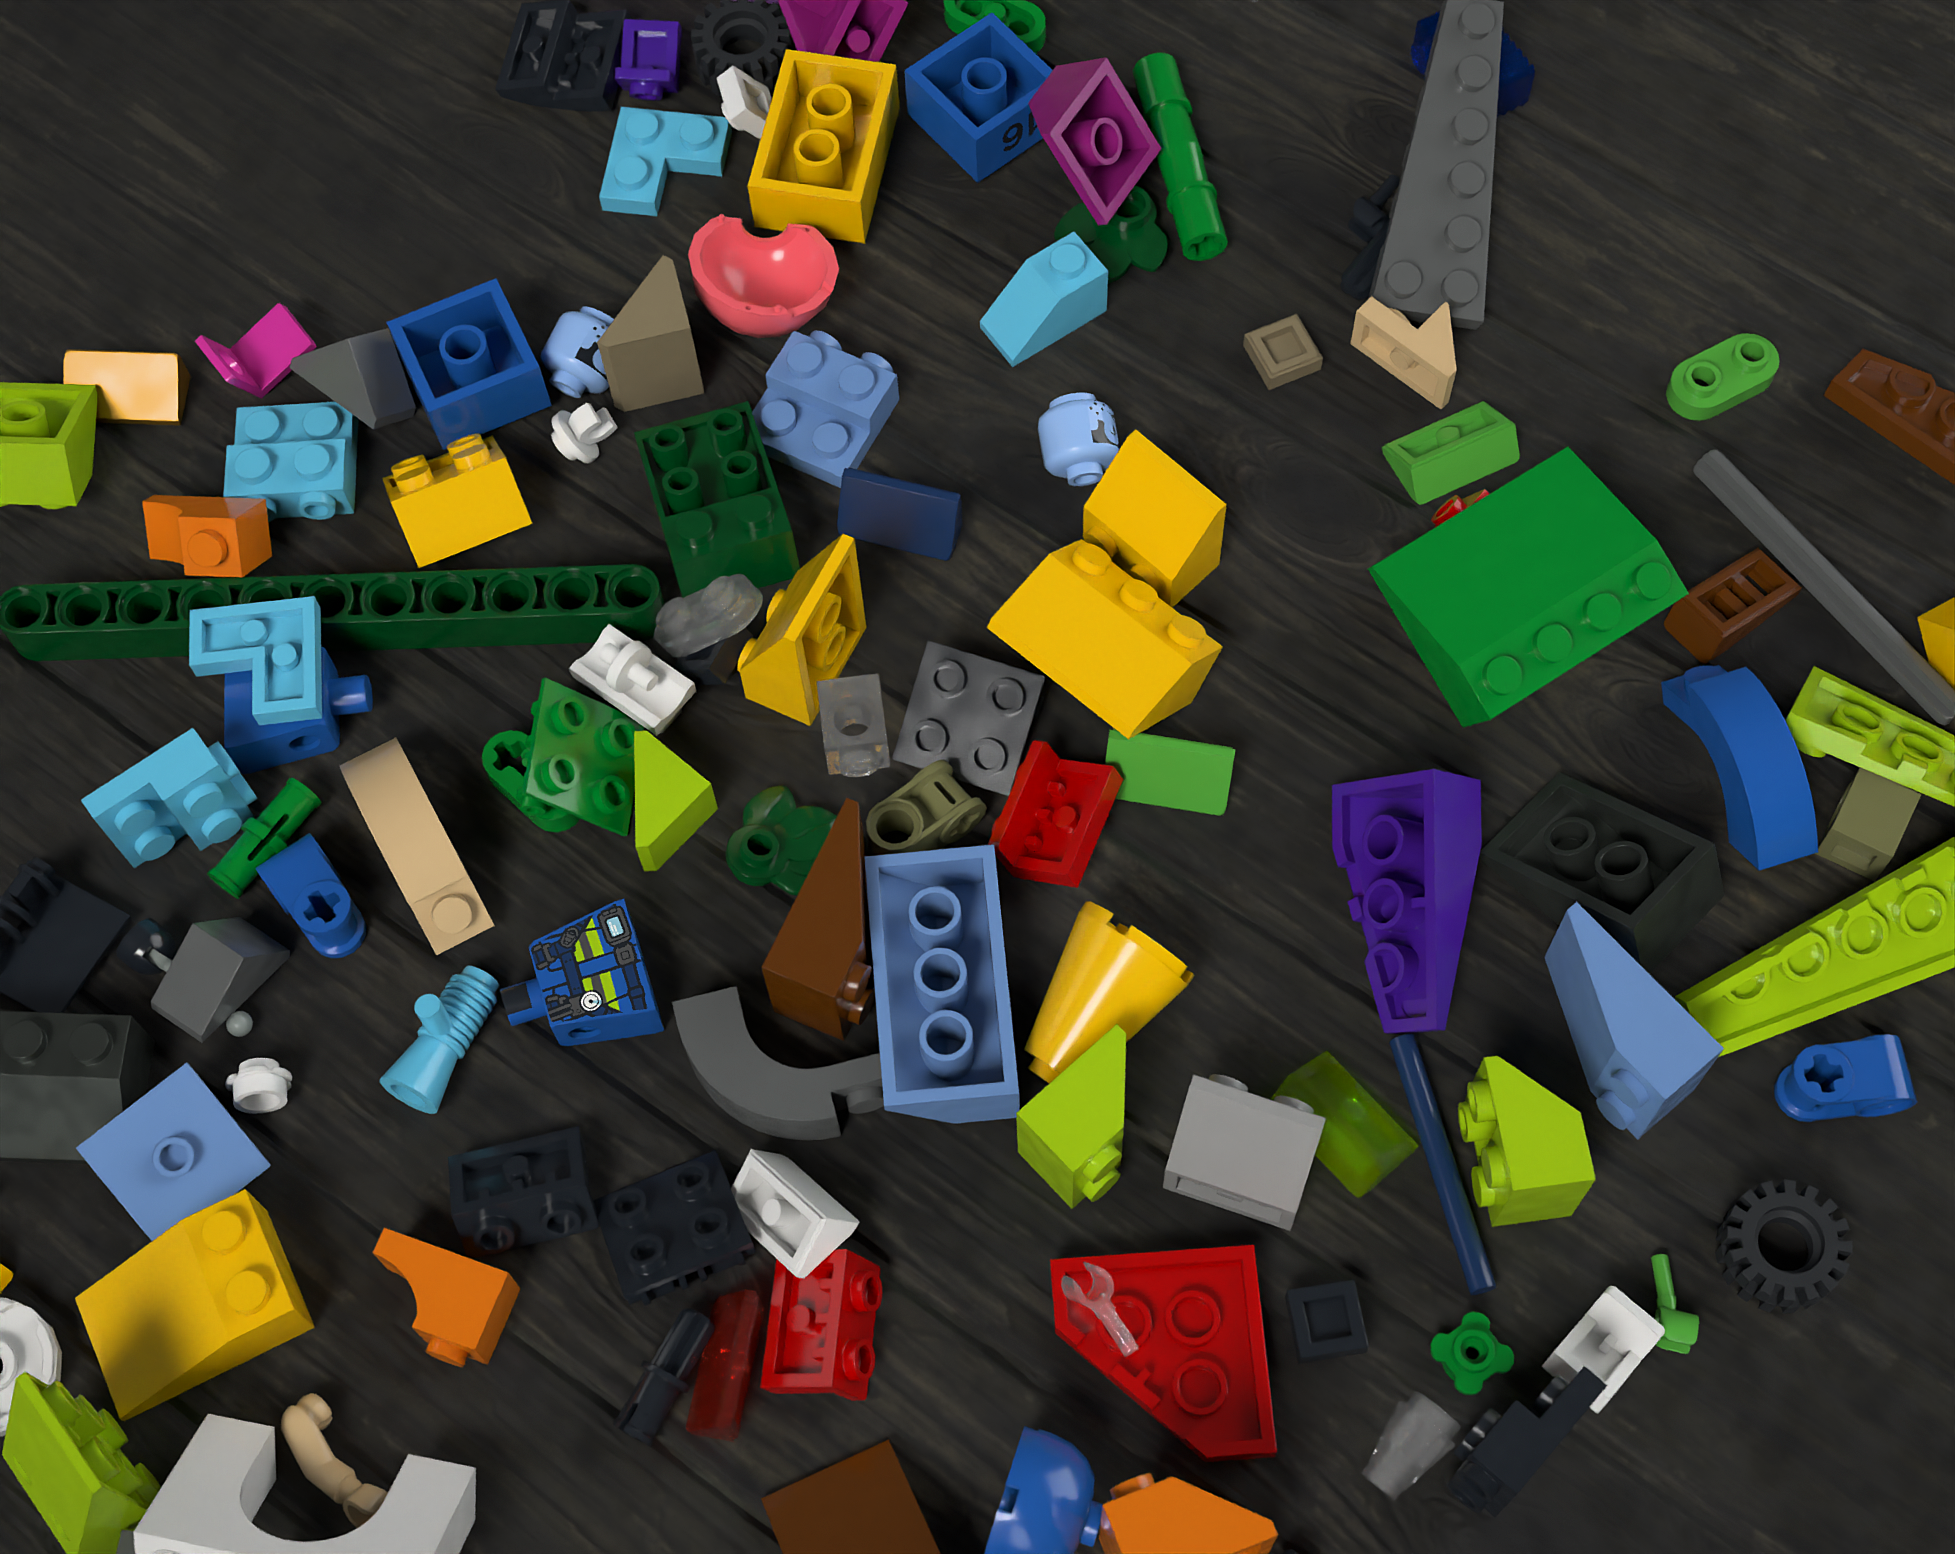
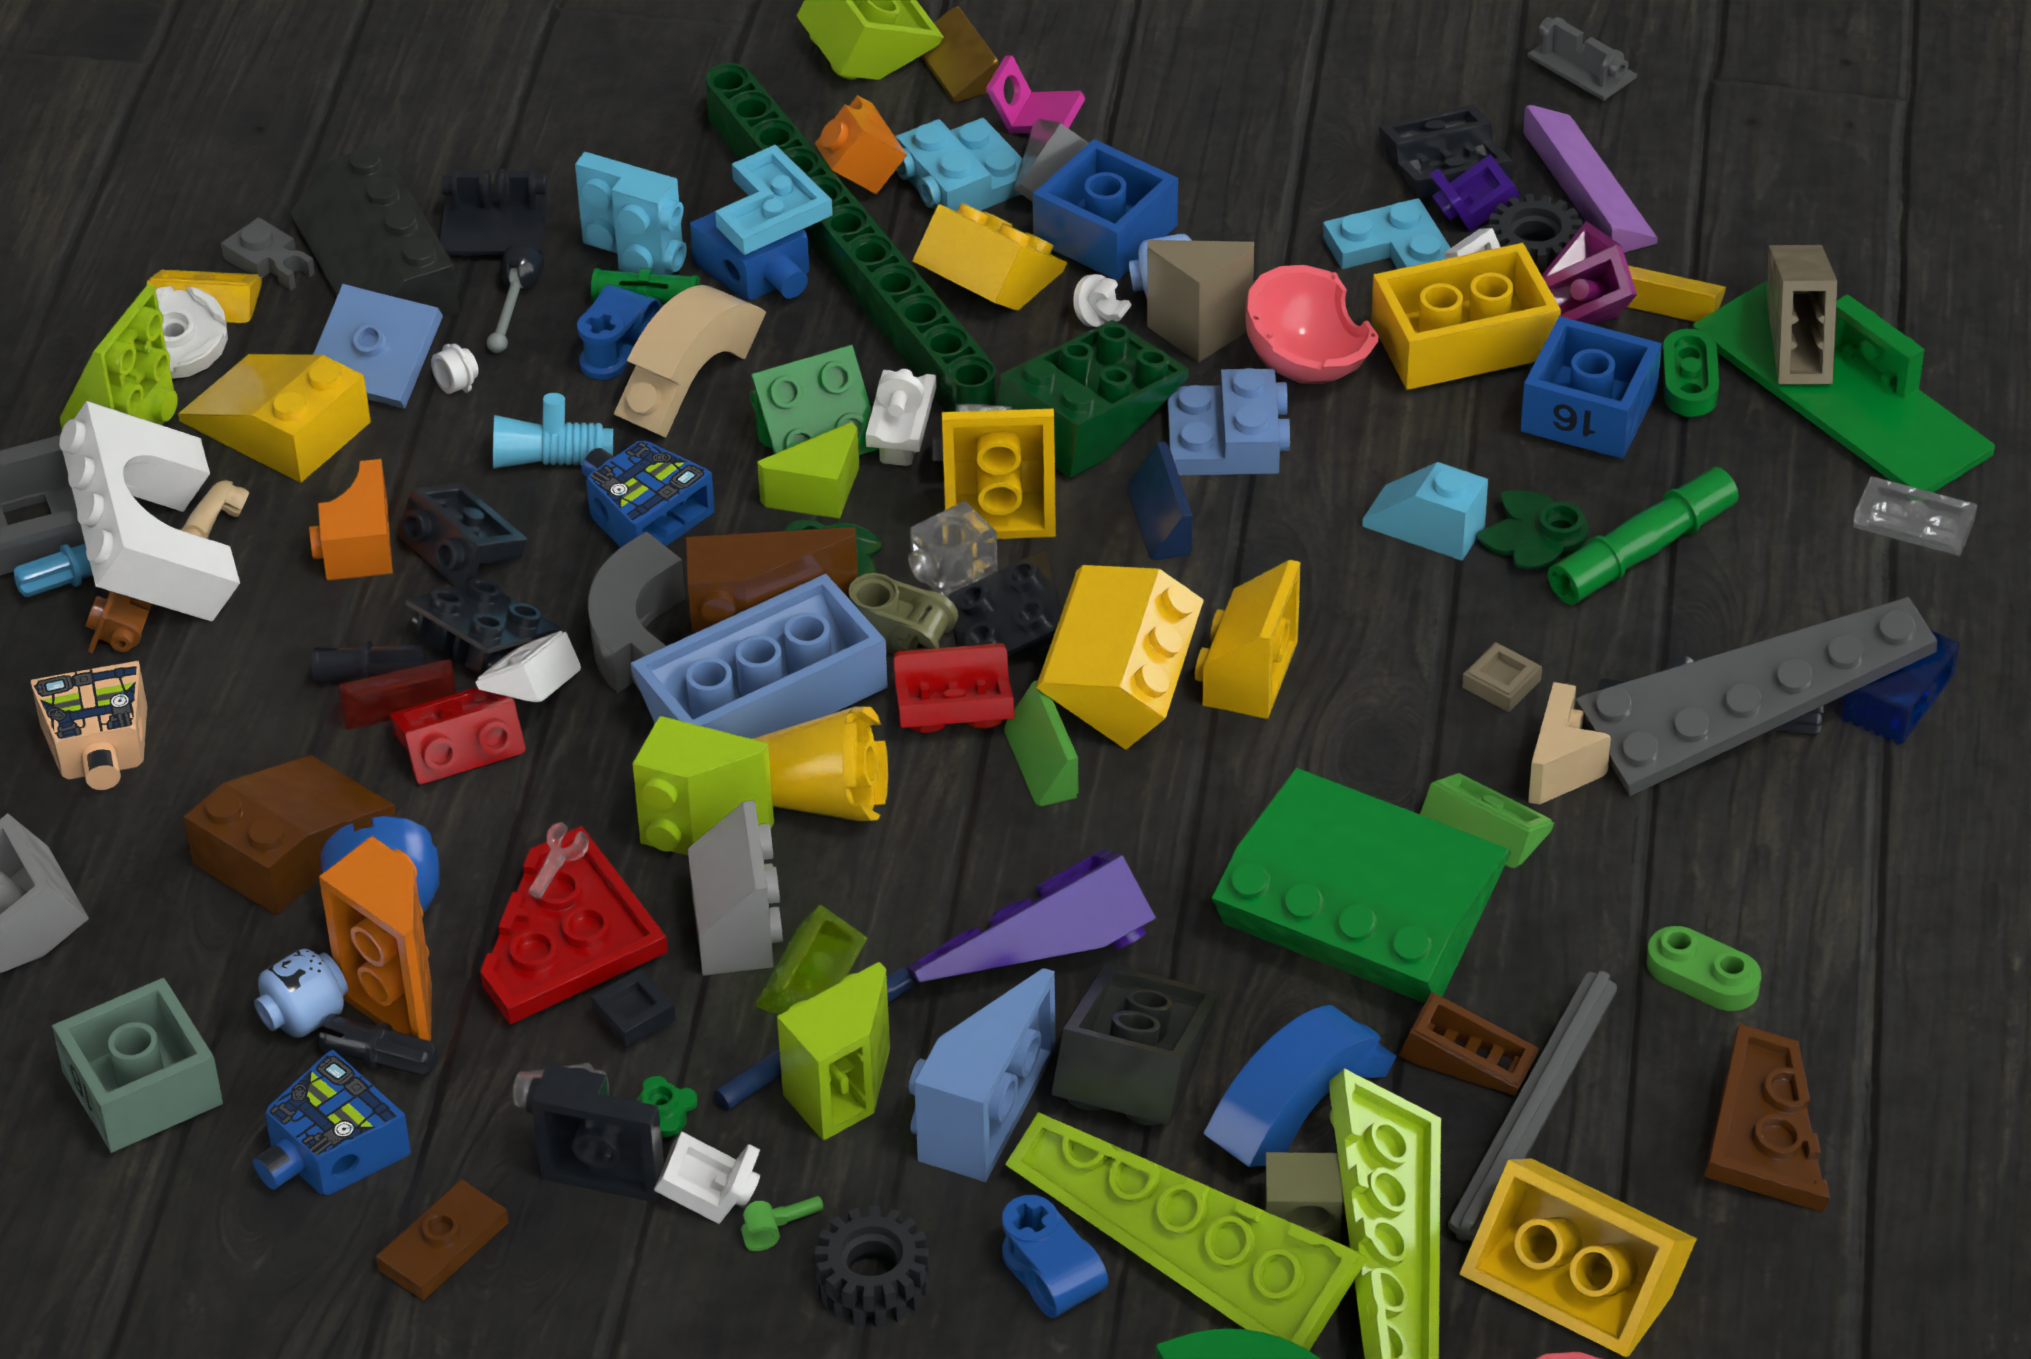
camera: 60 degrees right, 20 degrees down
(216, 974) = (524, 303): dark grey slope -> none
(1078, 438) = (1321, 570): light blue head -> none
(1094, 133) = (1577, 448): magenta slope -> none

